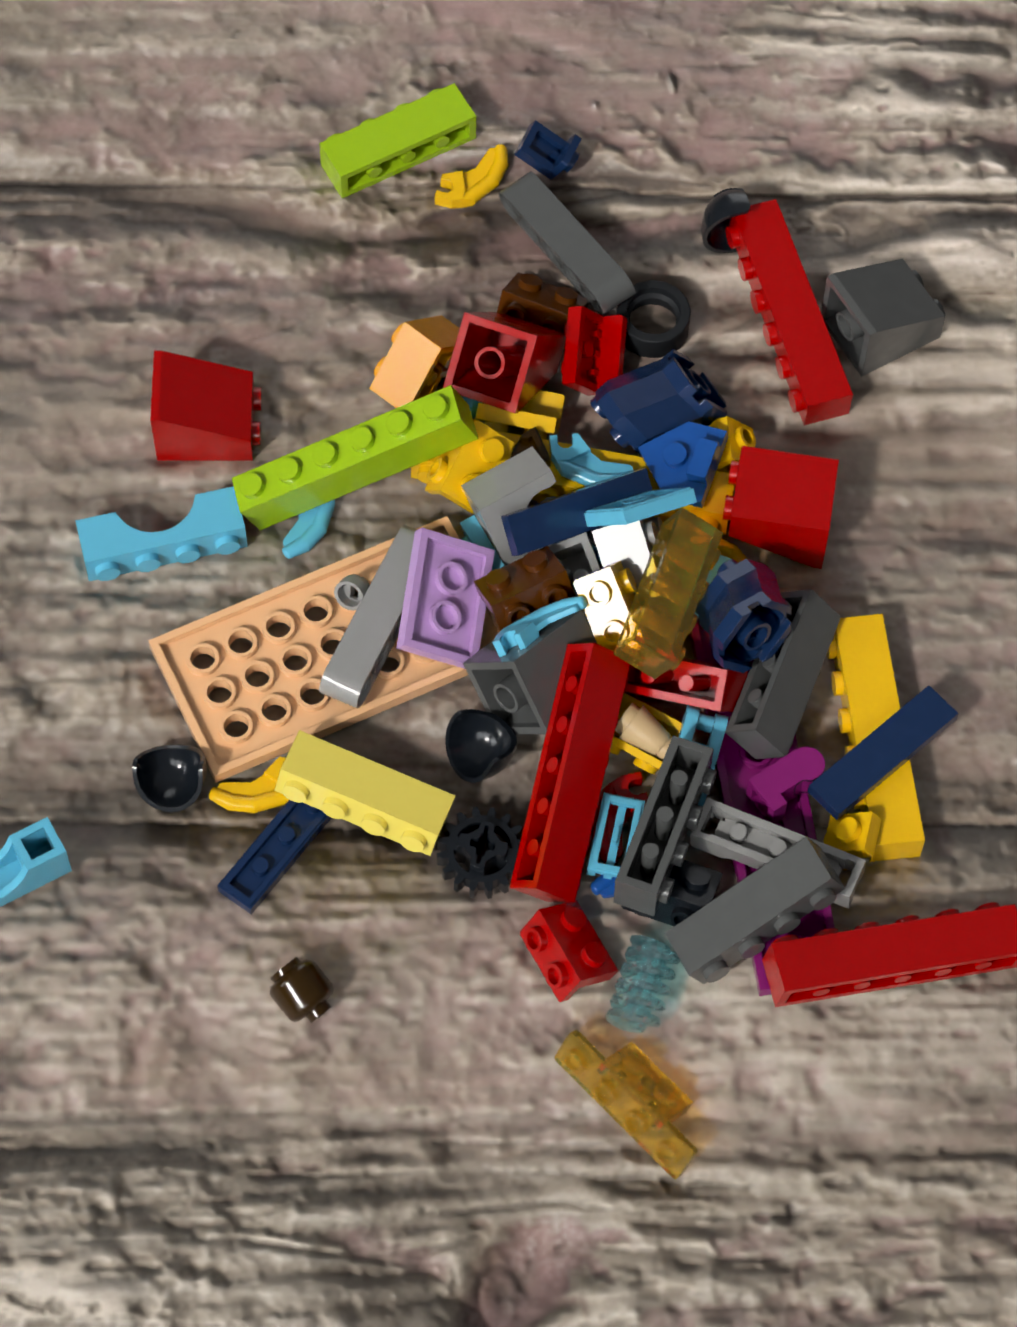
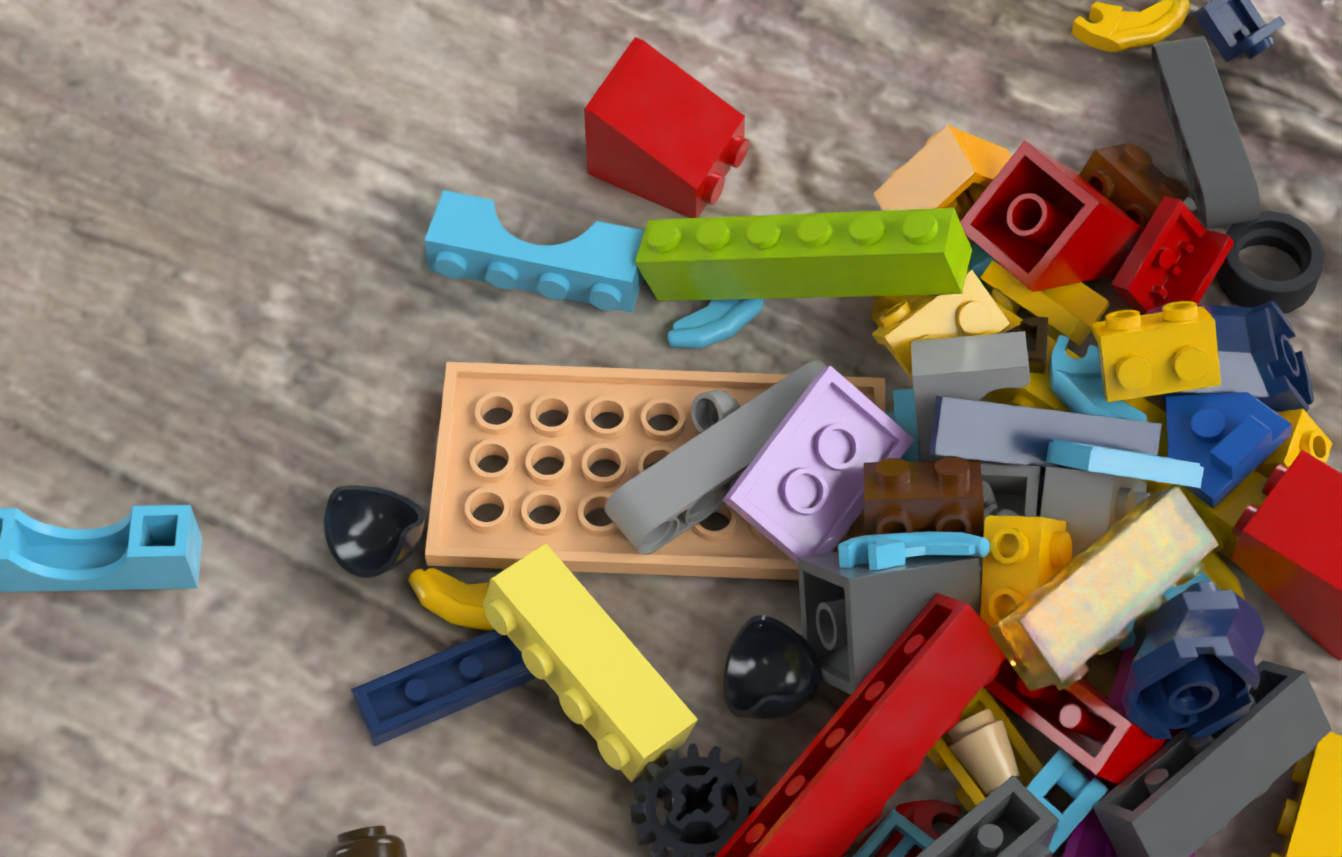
camera: 30 degrees right, 5 degrees down
(620, 420) = (1157, 351): none -> yellow bracket

